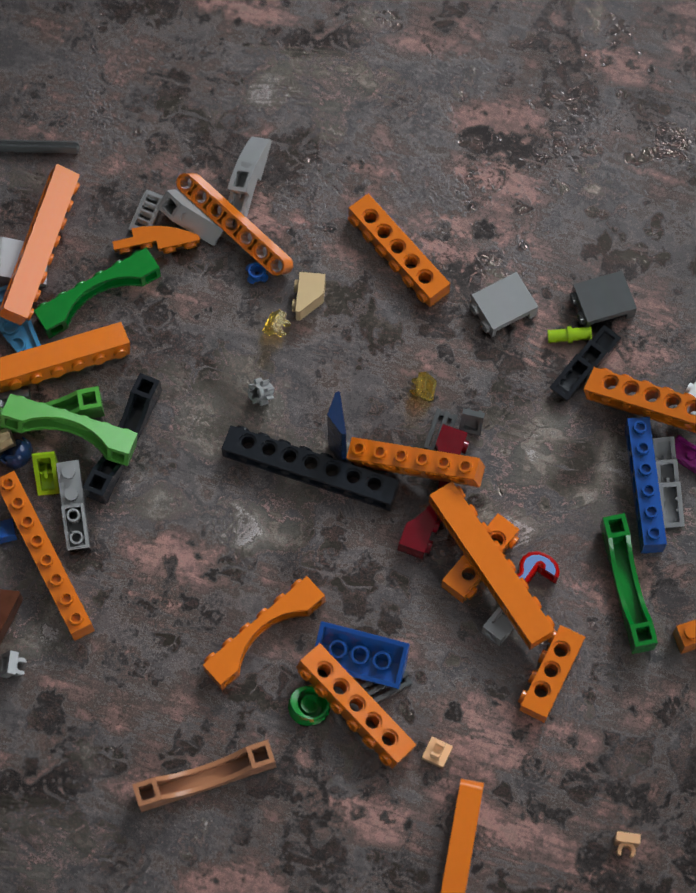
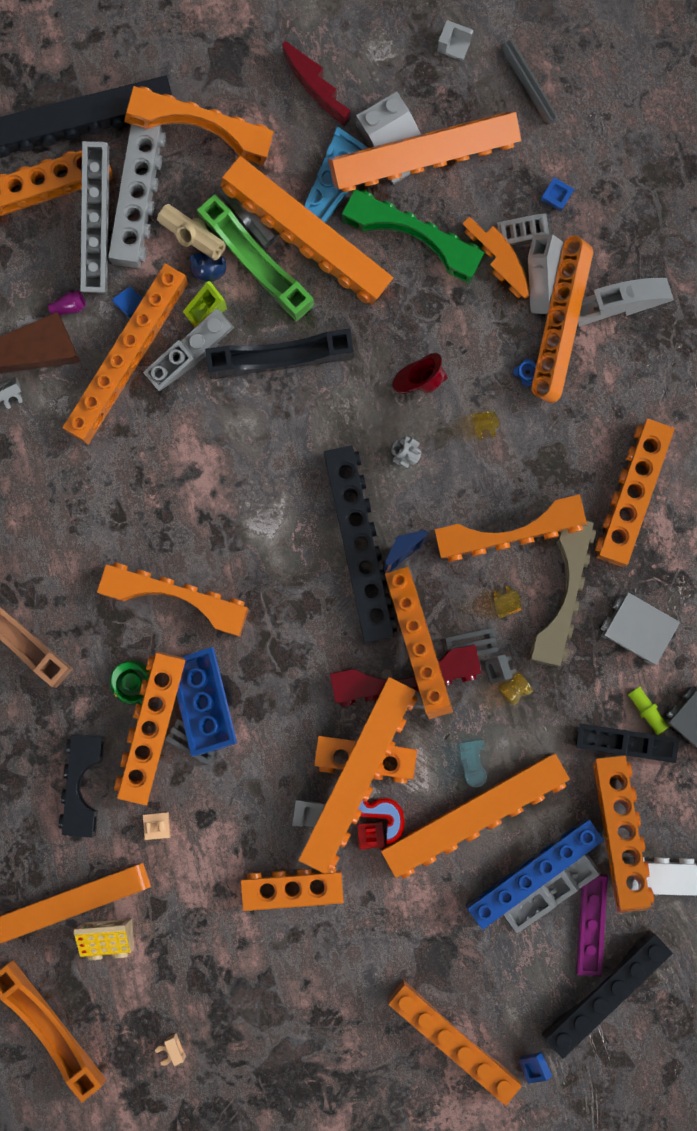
camera: 55 degrees right, 15 degrees up
(28, 415) = (242, 251): bright green arch -> none
(136, 175) = (557, 194): none -> blue plate
(209, 346) = (422, 375): none -> dark red piece
(310, 293) = (534, 436): tan slope -> none
(355, 390) = (561, 516): none -> orange arch
(392, 808) = (78, 816): none -> black arch
(410, 314) = (549, 643): none -> dark tan arch
(495, 418) = (521, 686): none -> clear yellow wheel
(504, 841) = (105, 938): none -> slope
(531, 482) = (472, 768): none -> clear light blue leg
(544, 590) = (370, 835): none -> red tile
(574, 504) = (474, 815): none -> orange brick
(632, 604) = (421, 913): green arch -> none

